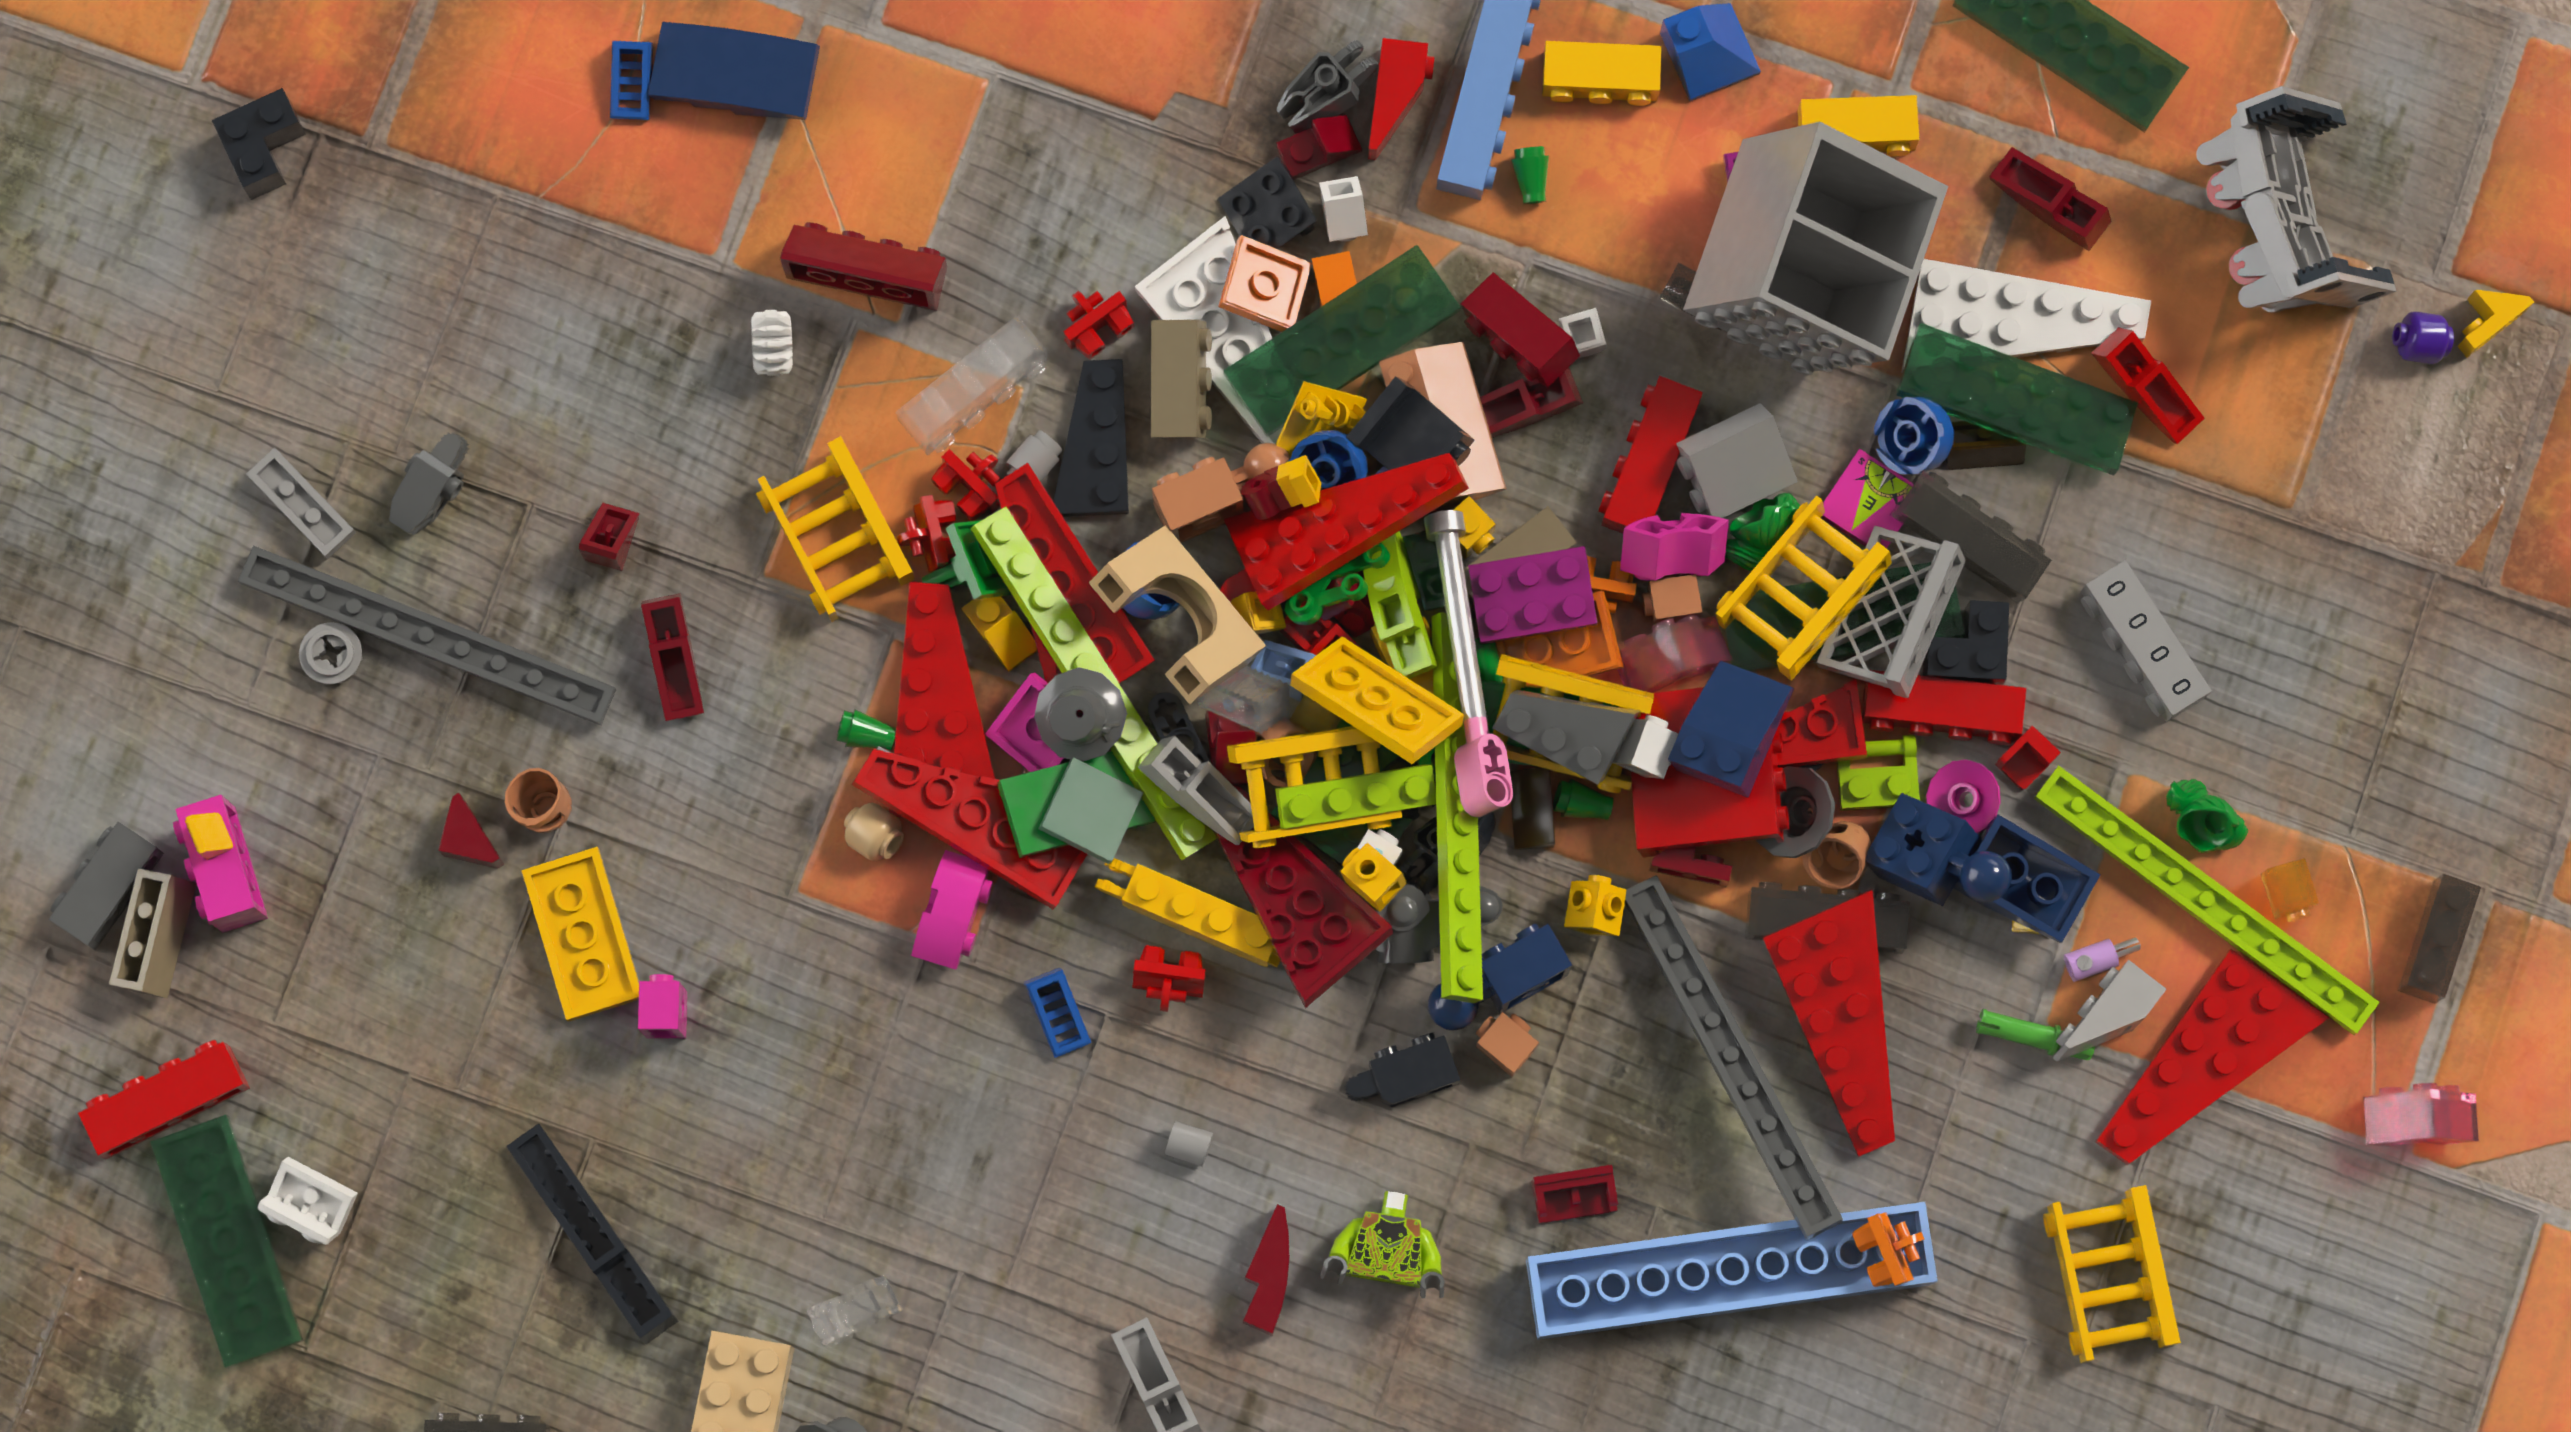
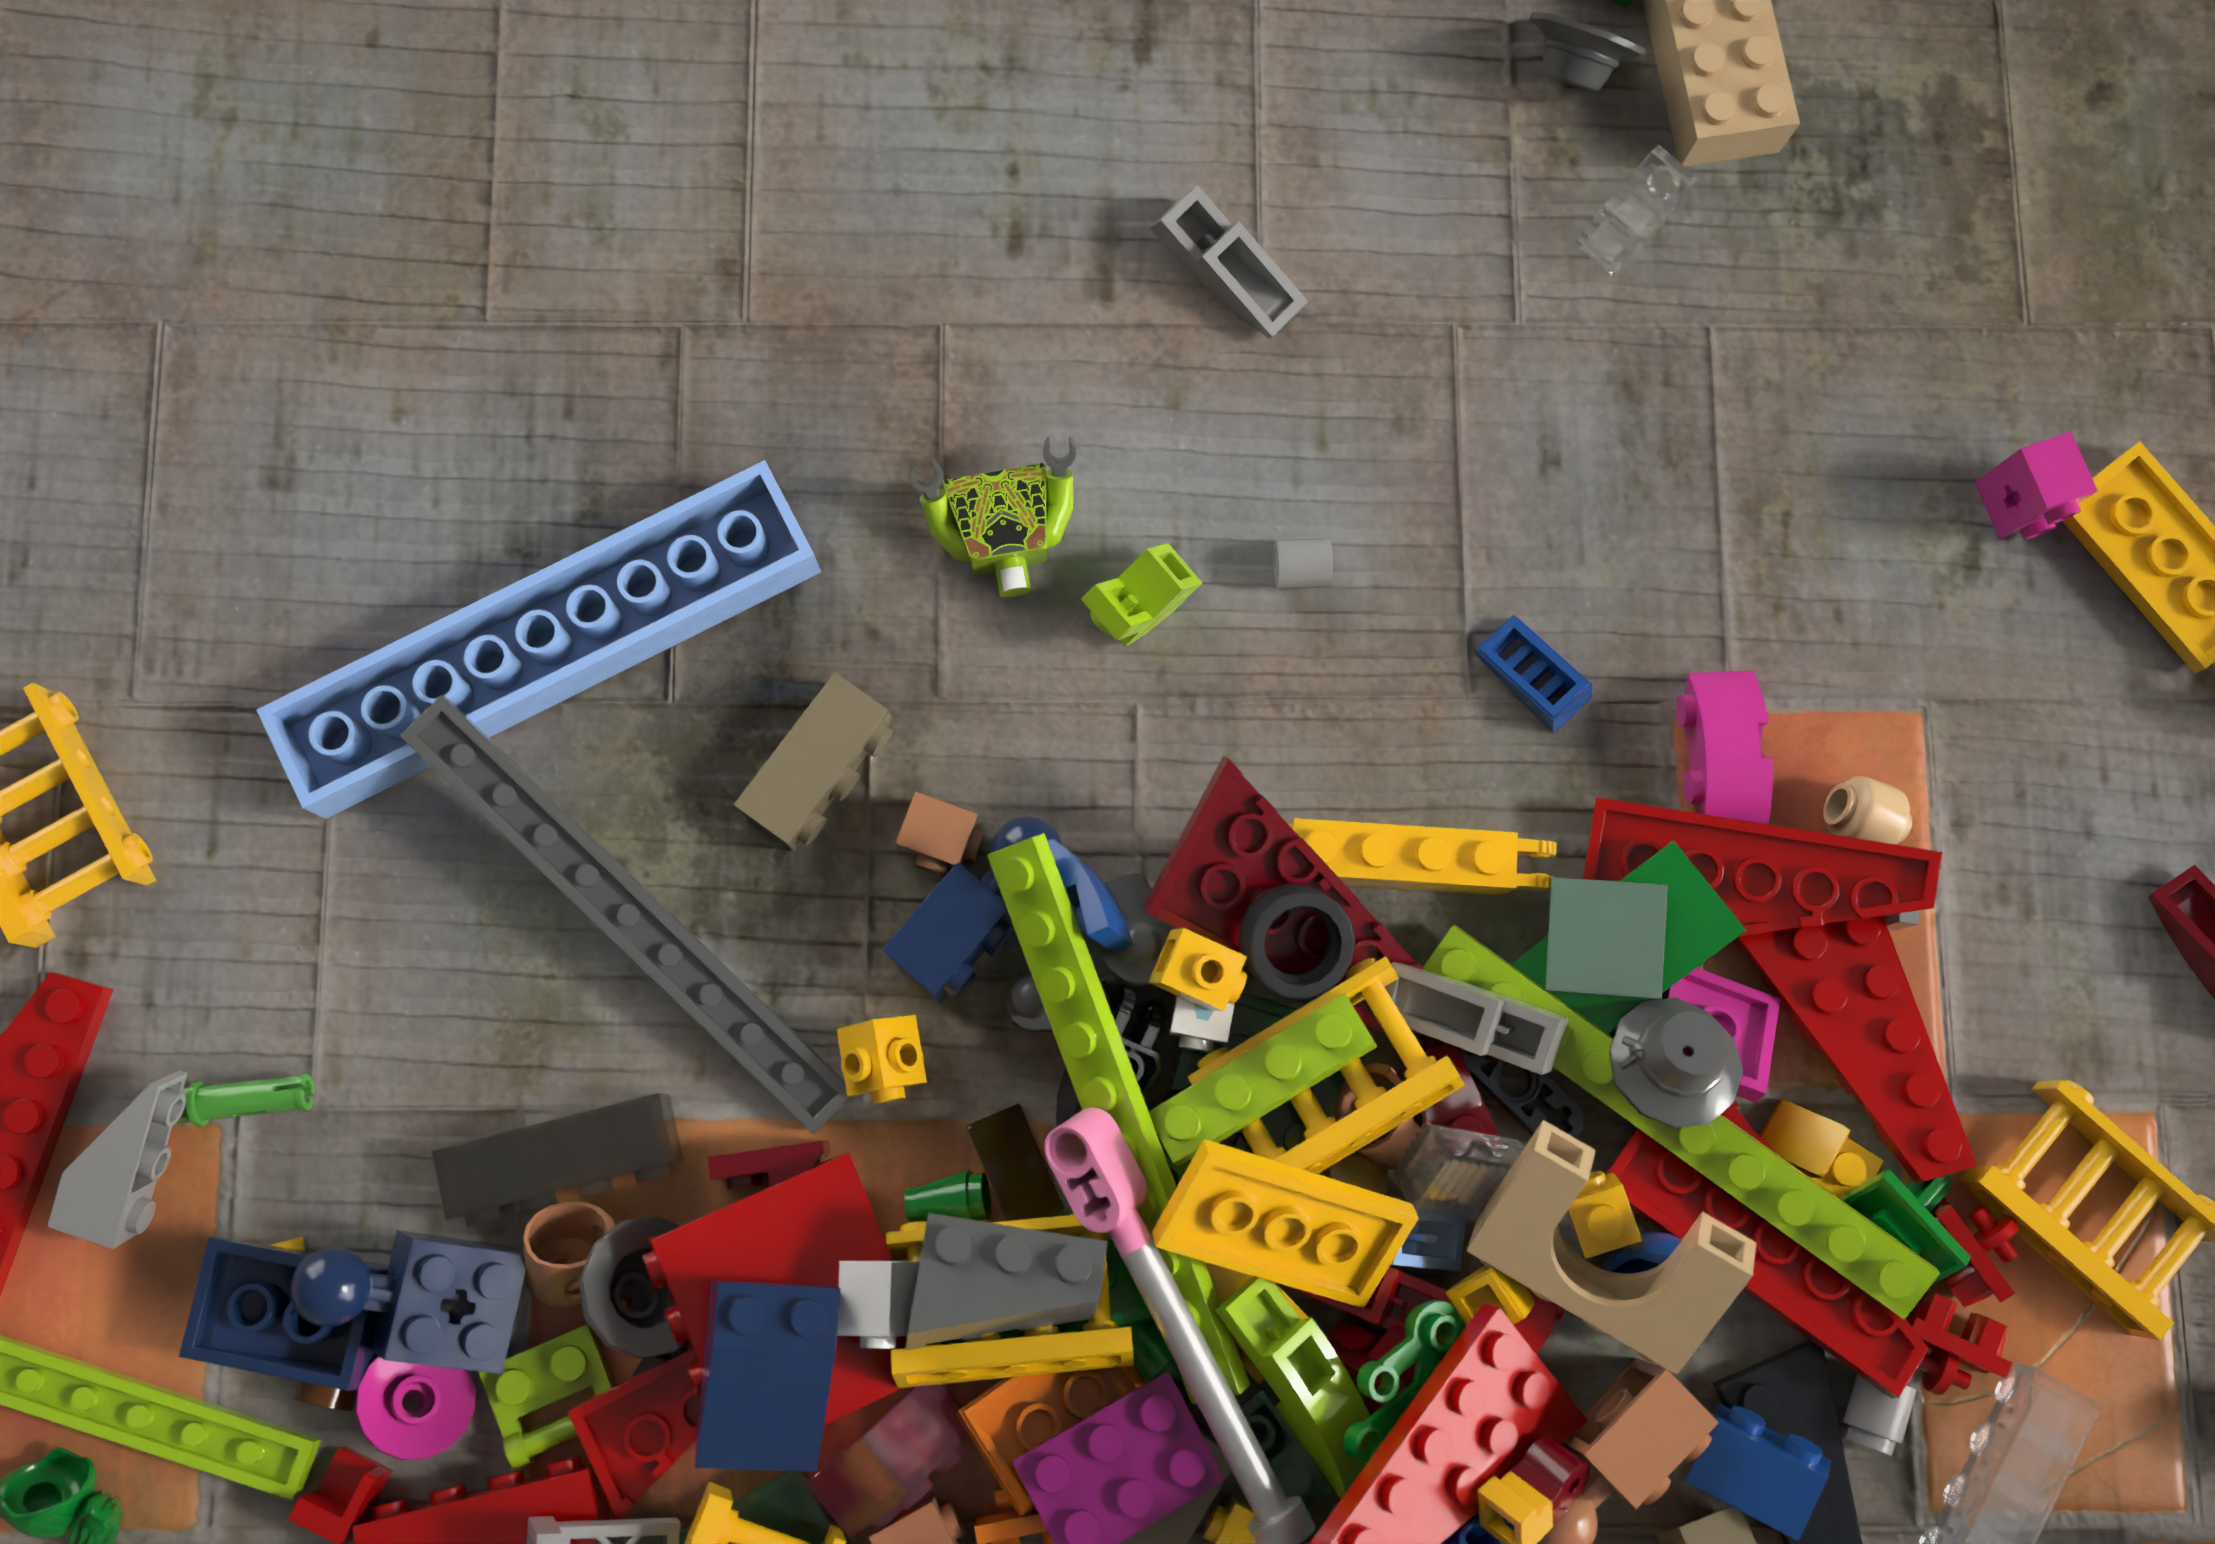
camera: 155 degrees right, 0 degrees up
(592, 1234) = (1980, 206): black slope -> none
(864, 731) = (1939, 944): green cone -> none
(1130, 451) = (1761, 1471): none -> blue brick
(1167, 980) = (1435, 762): red hips -> none
(1168, 637) = (1602, 1216): none -> yellow brick
(1270, 1274) = (1138, 437): dark red slope -> none
(1296, 901) = (1326, 971): none -> black tyre
(1311, 1157) = (1141, 594): none -> lime brick
(1406, 1073) = (1057, 748): black hinge -> none
(1421, 941) = (1094, 903): none -> blue slope
(1573, 1121) = (816, 763): none -> dark tan brick
(1575, 1194) = (784, 676): dark red hinge -> none
(1836, 993) = (510, 1052): red wing -> none
(1881, 1233) = (315, 701): orange hips -> none
(2022, 821) = (325, 1396): none -> reddish brown tile
(2097, 958) = (167, 1240): lavender piece -> none

